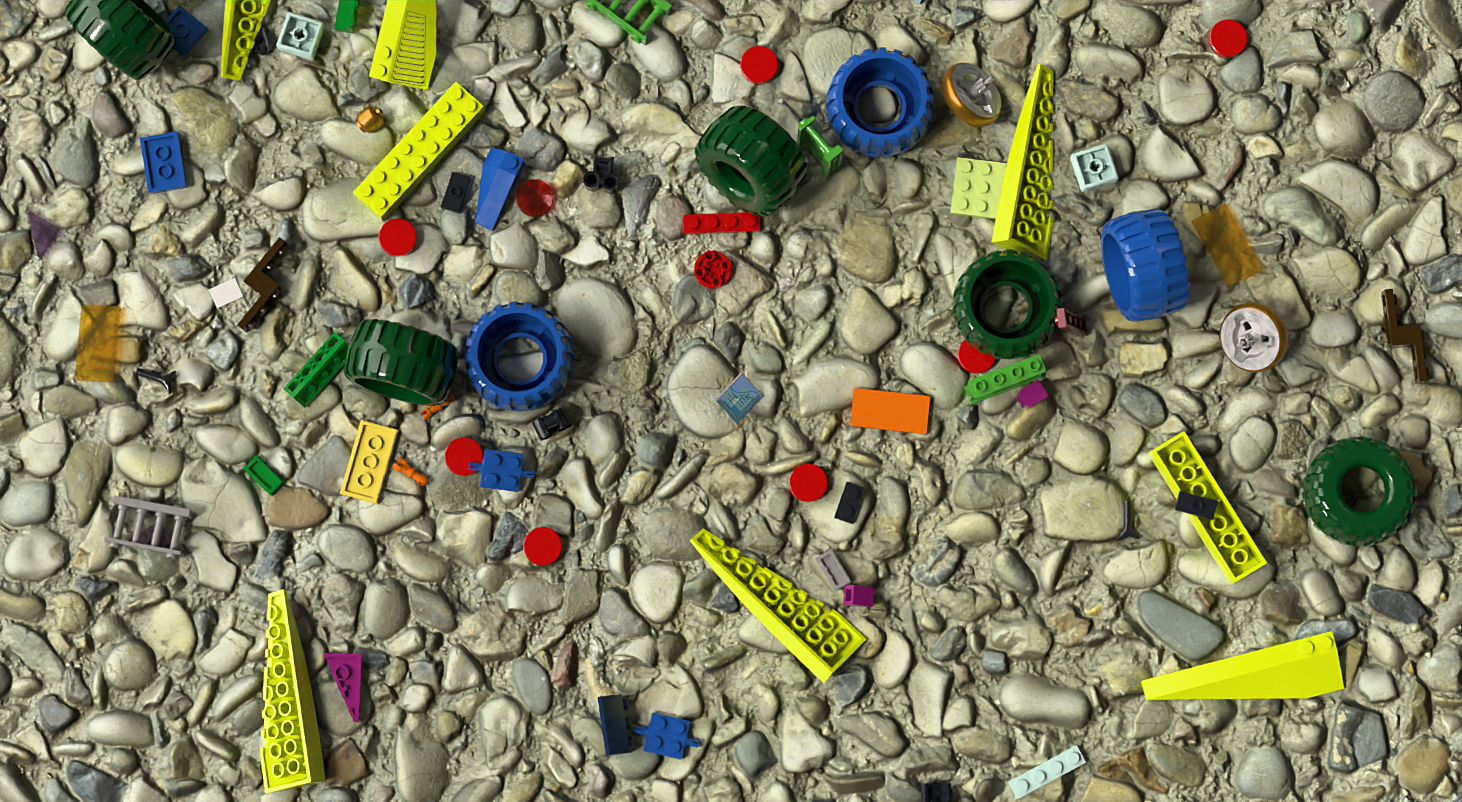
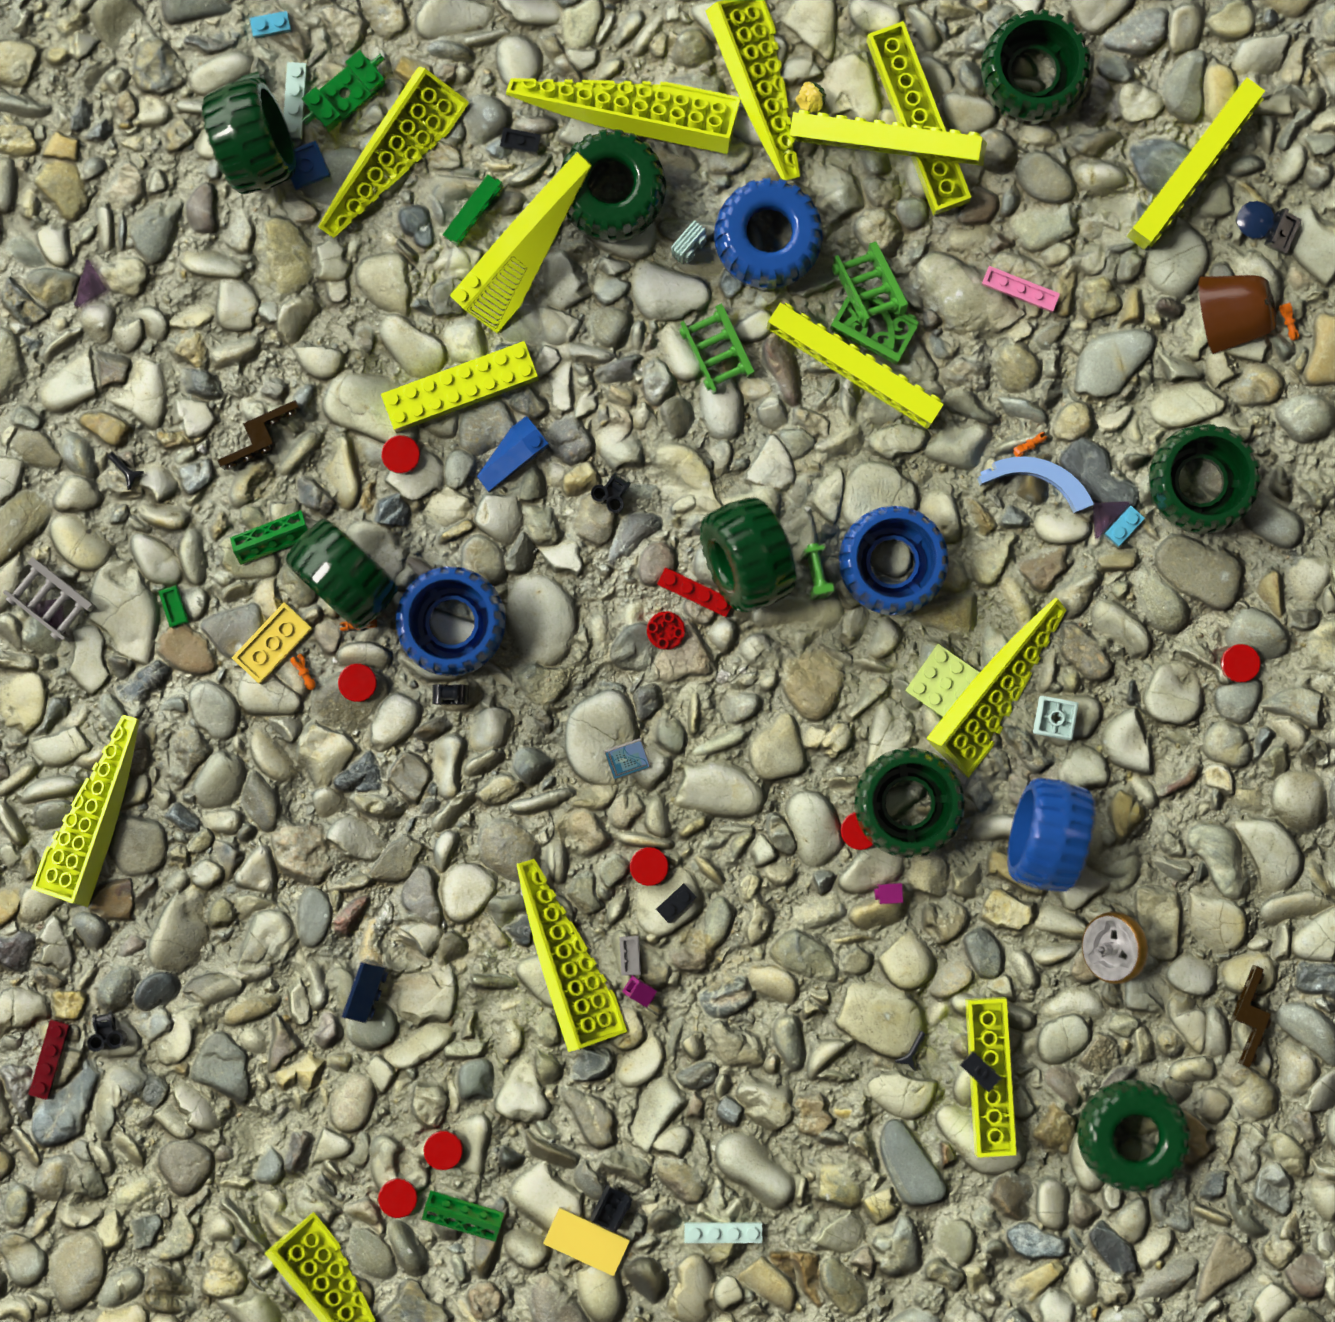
camera: 25 degrees right, 5 degrees up
(97, 343) = (87, 410): clear yellow tile -> none
(163, 162) = (228, 277): blue plate -> none
(225, 293) = (224, 424): white sticker -> none
(267, 42) = (376, 216): black arm -> none
(294, 26) = (408, 213): light aqua brick -> none
(348, 675) = (156, 822): magenta wing -> none
(370, 119) = (431, 334): pearl gold head -> none
(455, 192) = (473, 440): black plate -> none
(501, 470) = (383, 712): blue plate -> none
(534, 198) = (541, 482): clear red dish -> none
(542, 546) = (385, 799): red tile -> none
(666, 736) = (406, 1024): blue plate -> none
(759, 65) = (804, 466): red tile -> none
(890, 411) = (755, 840): orange tile -> none
(976, 89) = (992, 599): flat silver wheel -> none
(1004, 379) = (872, 868): bright green fence -> none
(1071, 322) = (957, 849): plate -> none
(1226, 245) = (1136, 849): clear yellow tile -> none
(1277, 672) = (978, 1254): neon yellow wedge -> none

